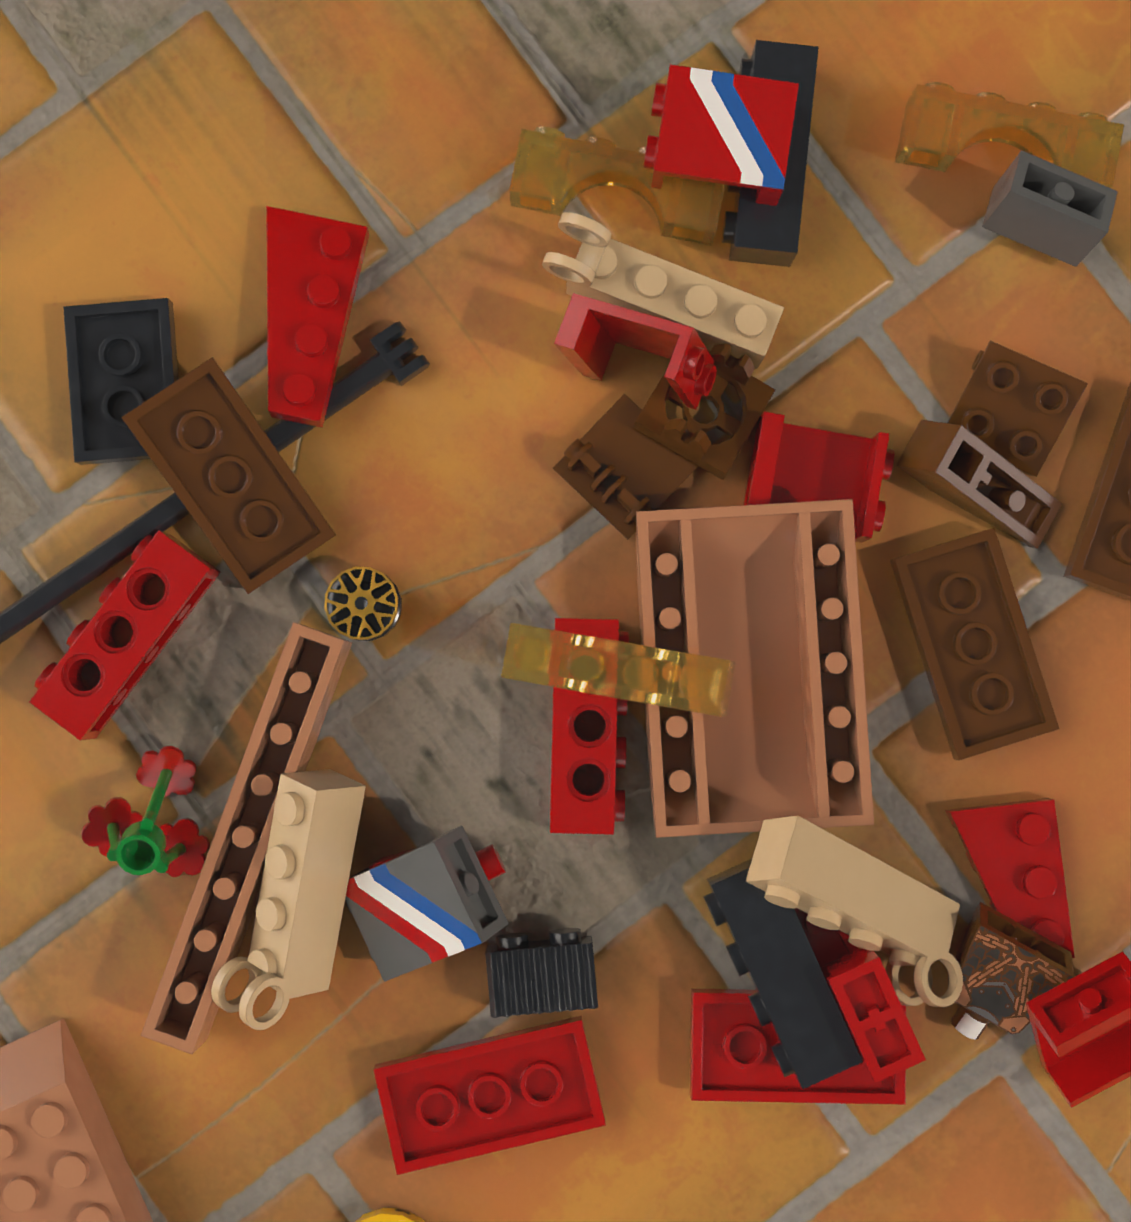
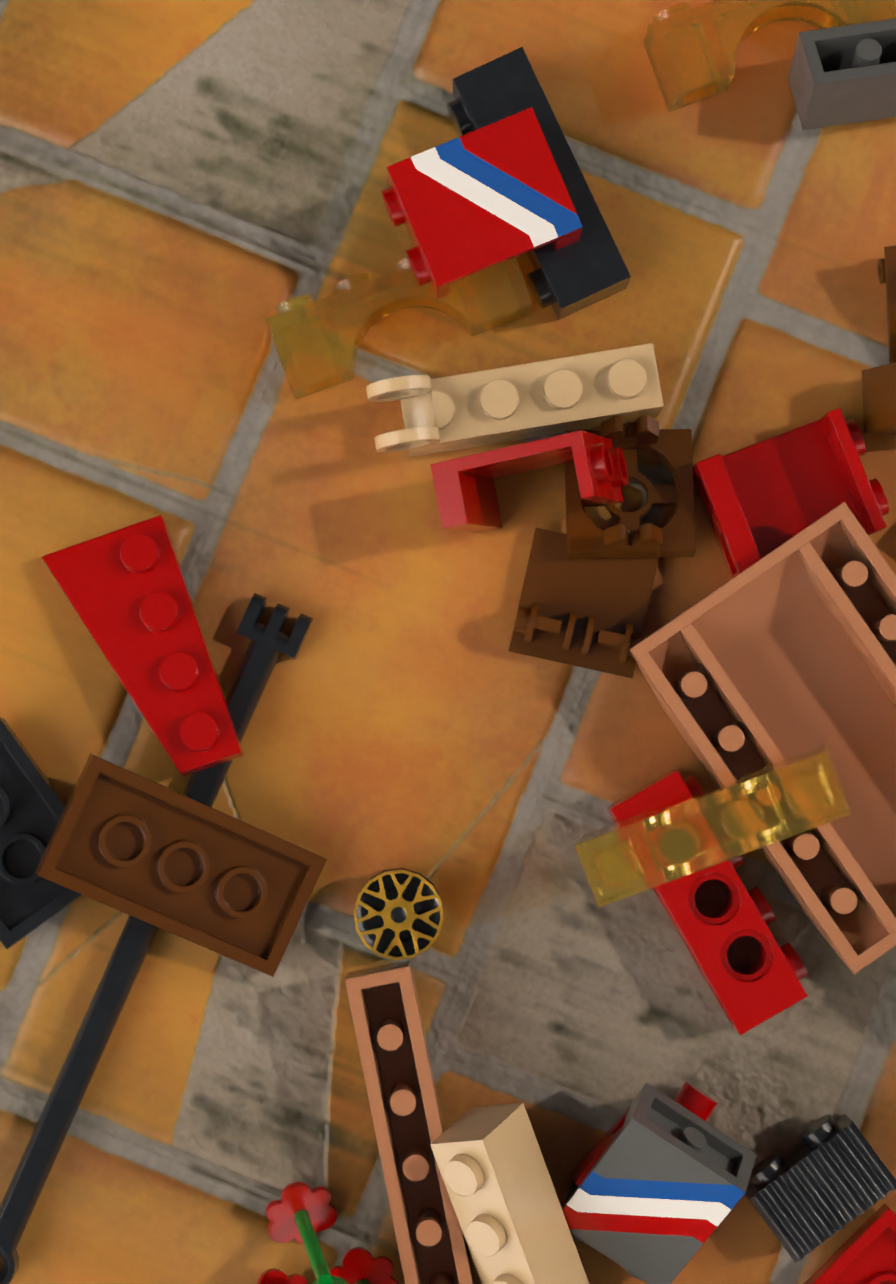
camera: 30 degrees left, 0 degrees up
(60, 685) = (174, 1201): red brick -> none

